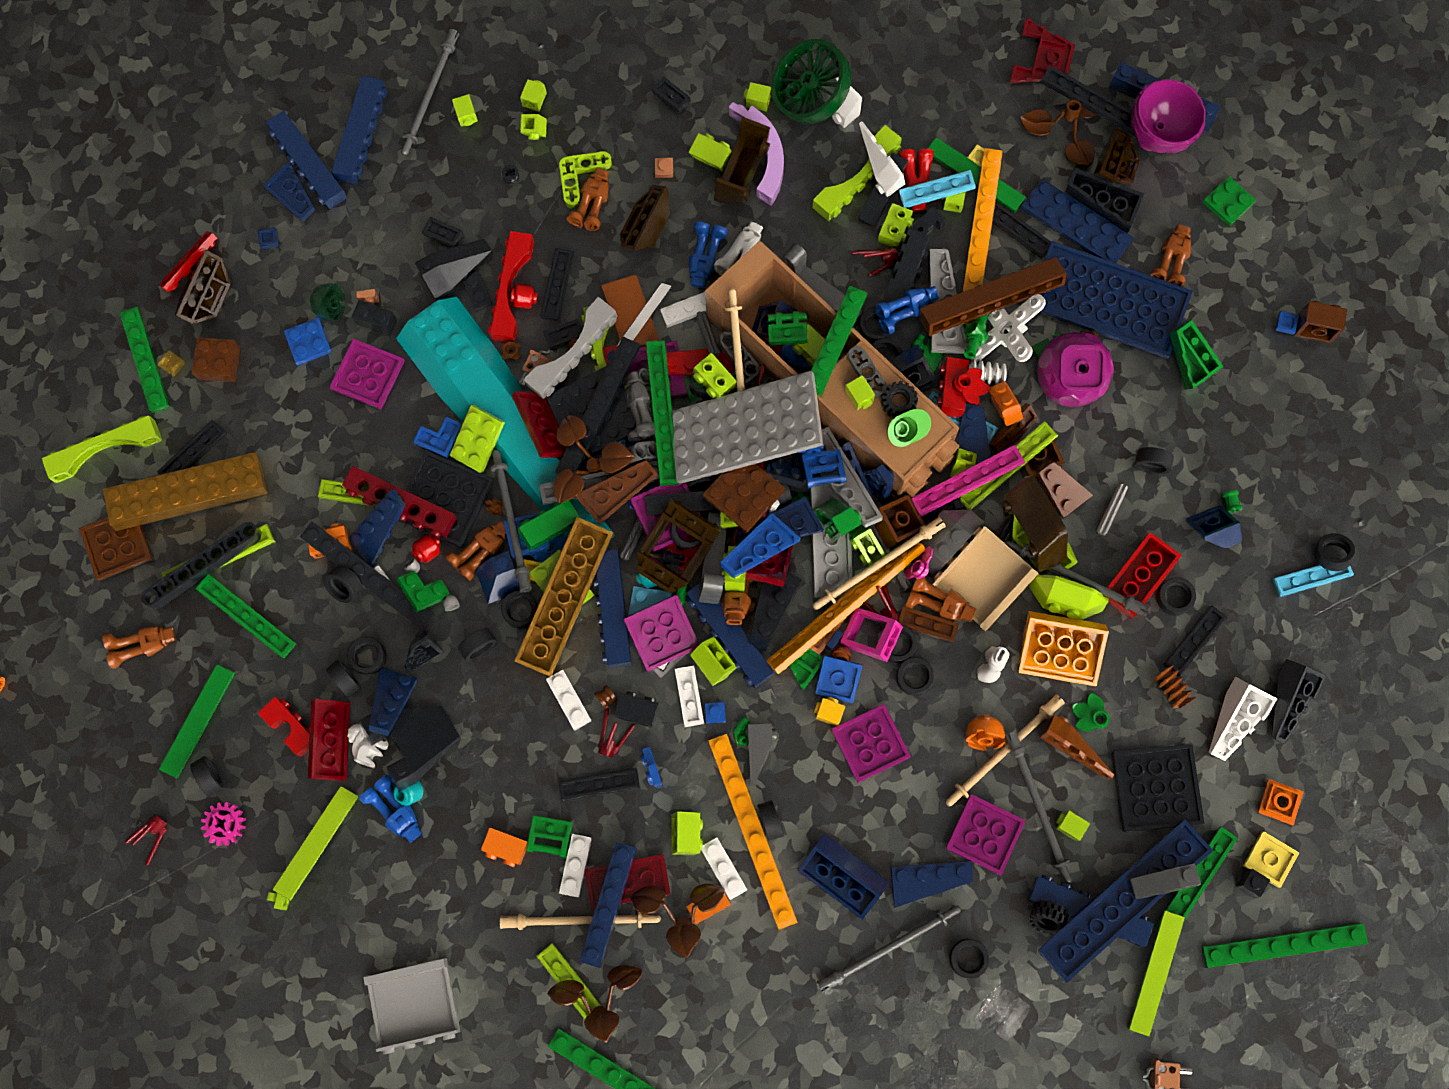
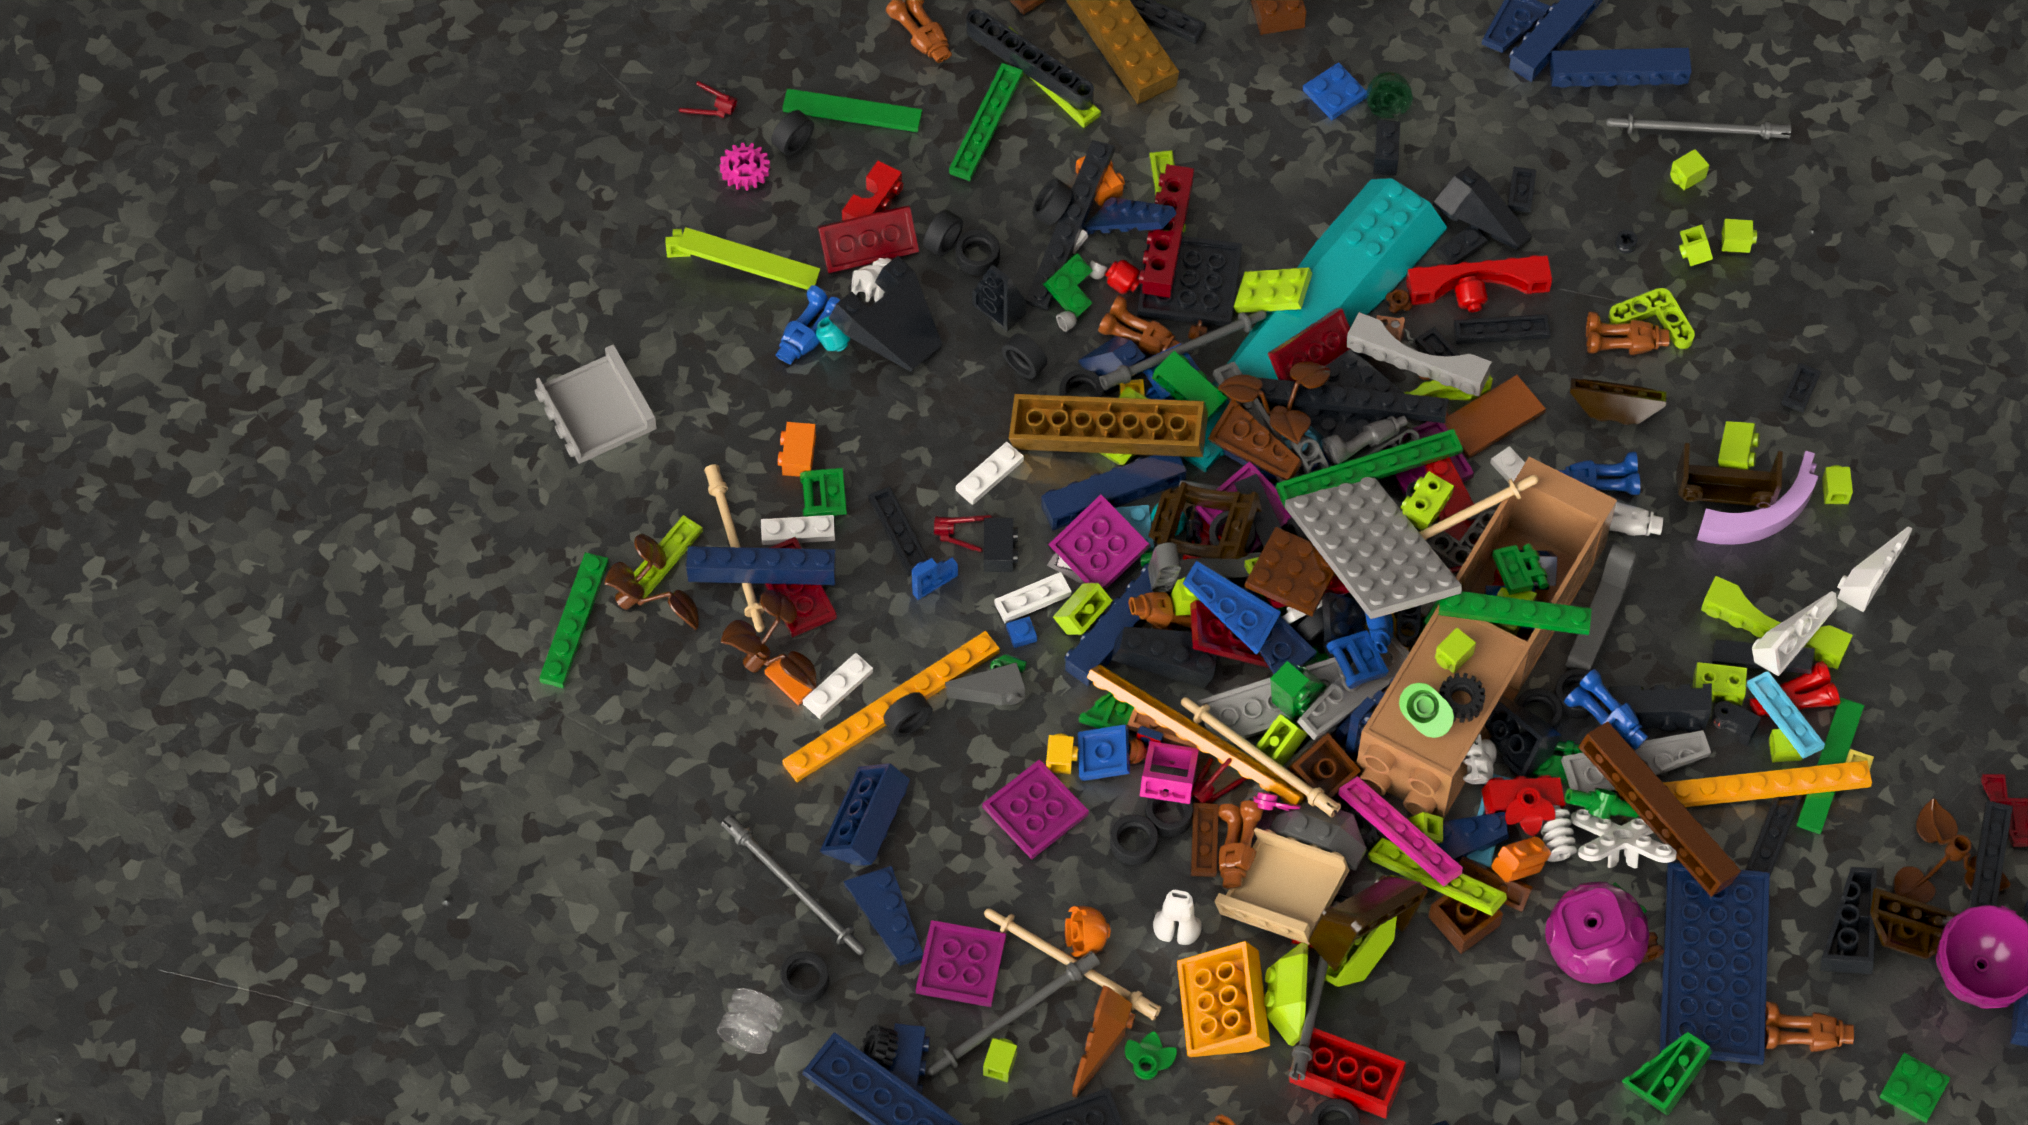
camera: 70 degrees right, 15 degrees down
(268, 238) = (1448, 16): dark blue tile -> none
(367, 374) = (1315, 160): magenta plate -> none
(368, 296) = (1410, 134): nougat plate -> none
(390, 698) = (934, 283): dark blue wing -> none
(441, 442) = (1256, 253): blue plate -> none
(605, 696) = (1004, 507): reddish brown wheel -> none
(647, 311) = (1496, 431): white sticker -> none
(663, 167) = (1700, 405): nougat plate -> none
(686, 833) = (866, 631): lime brick -> none
(811, 81) = (1849, 532): dark green piece -> none
(879, 381) = (1488, 644): dark grey beam -> none
(887, 255) = (1678, 676): dark red plant -> none
(1062, 488) = (1430, 952): wing -> none
(1076, 222) = (1809, 903): dark blue plate -> none
(1112, 509) = (1427, 1026): light grey axle -> none

